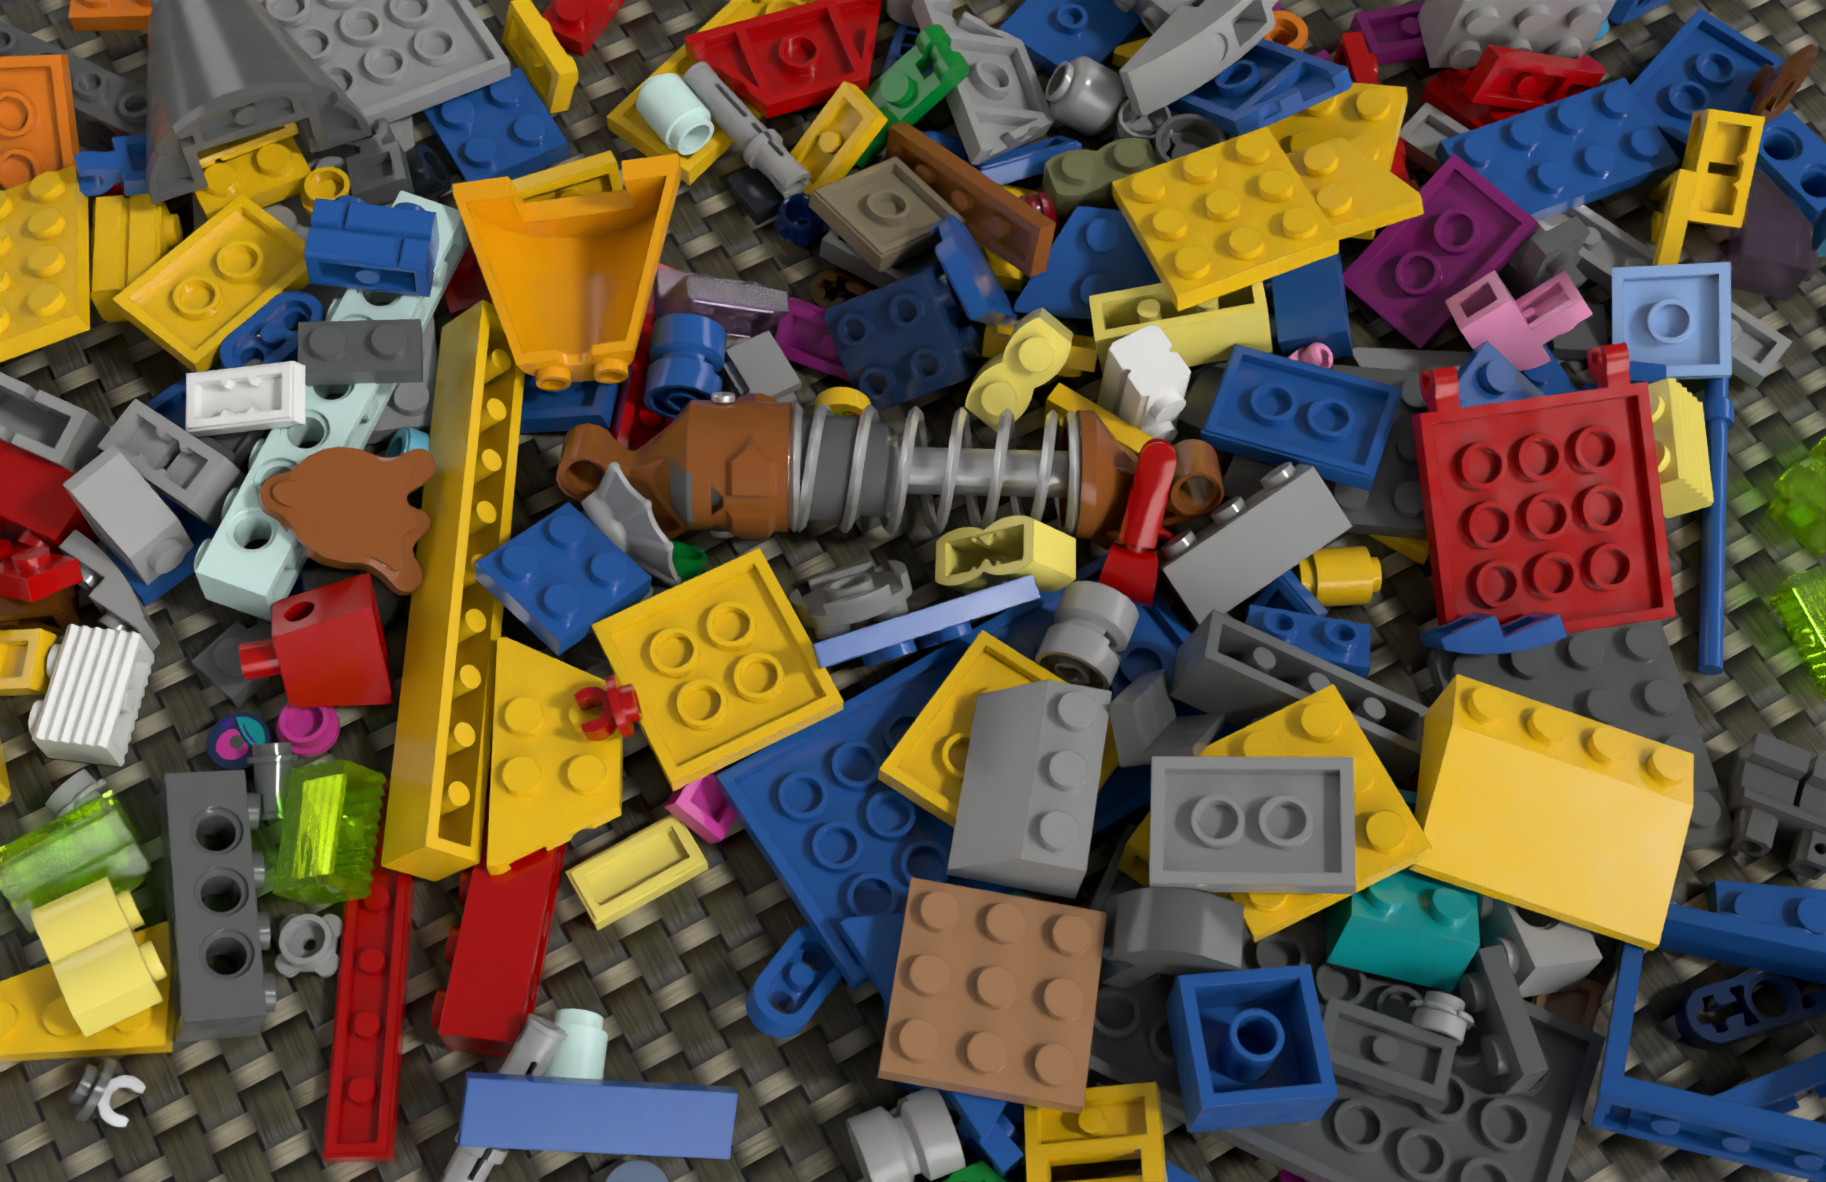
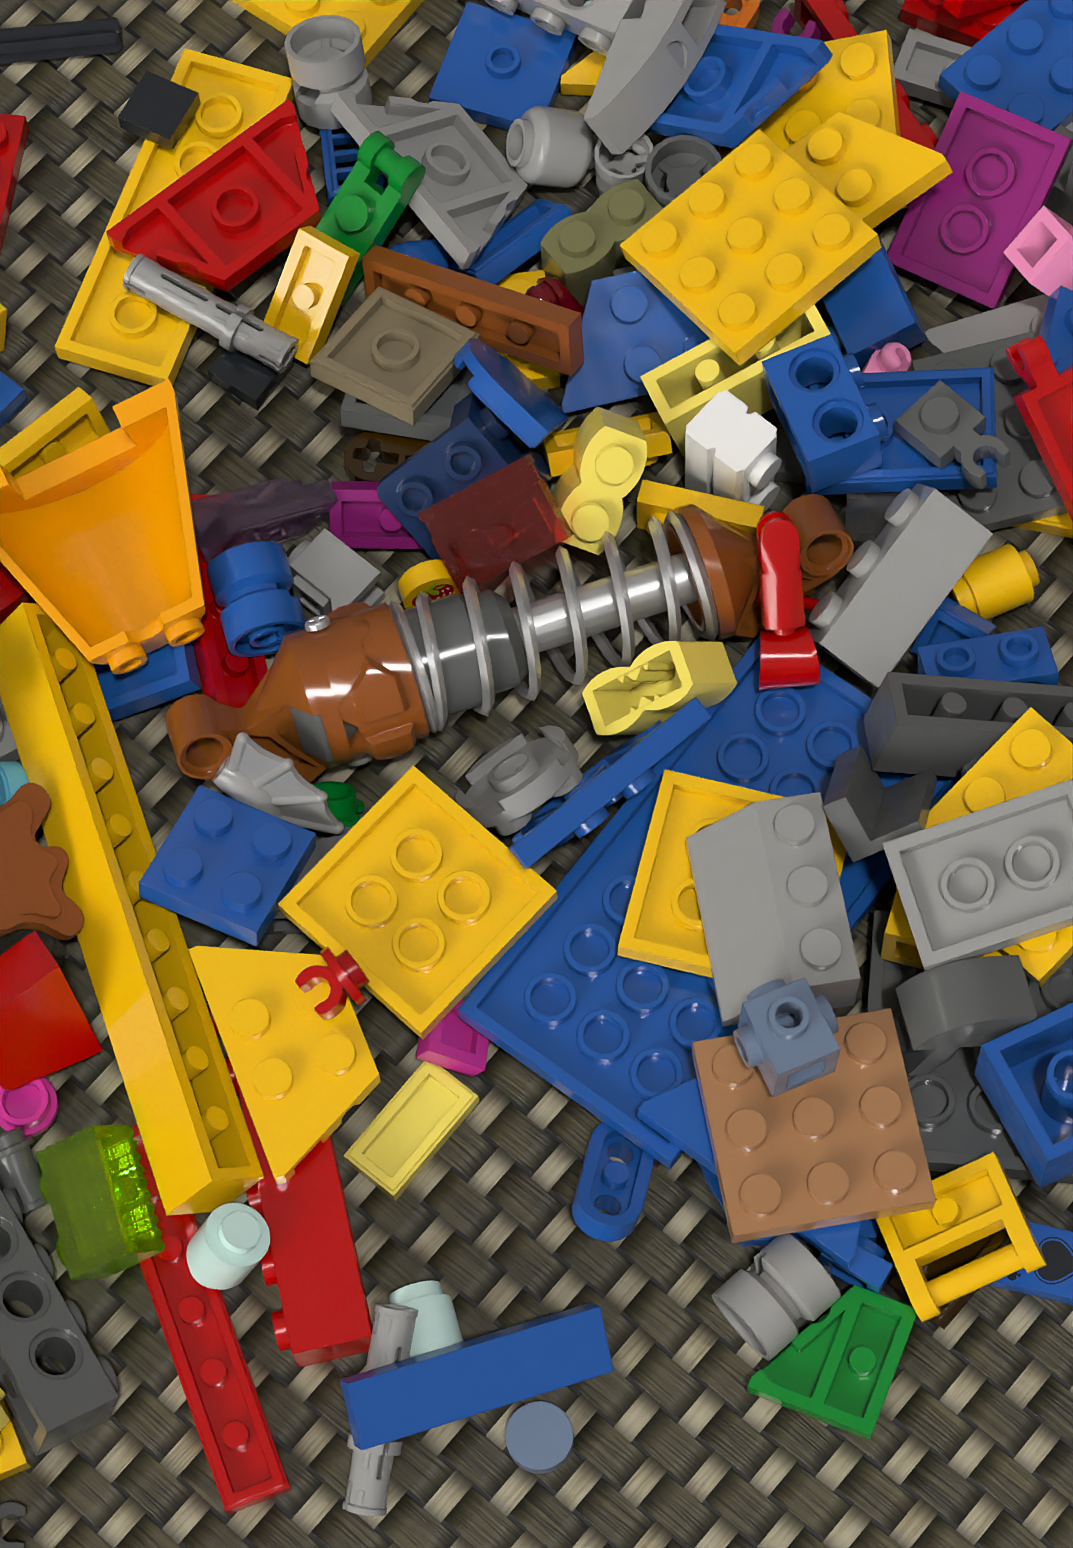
camera: 10 degrees left, 5 degrees up
(296, 931) = (108, 1304): light grey plate -> none
(422, 913) = (227, 1246): none -> light aqua brick
(675, 113) = (130, 322): light aqua brick -> none
(795, 210) = (289, 384): clear blue plate -> none
(916, 368) = (496, 523): none -> clear red plate
(998, 899) = (787, 1034): none -> sand blue brick
(1088, 634) = (770, 735): light grey wheel -> none
(1235, 361) = (815, 415): none -> blue brick
(1345, 424) = (949, 429): none -> dark grey plate

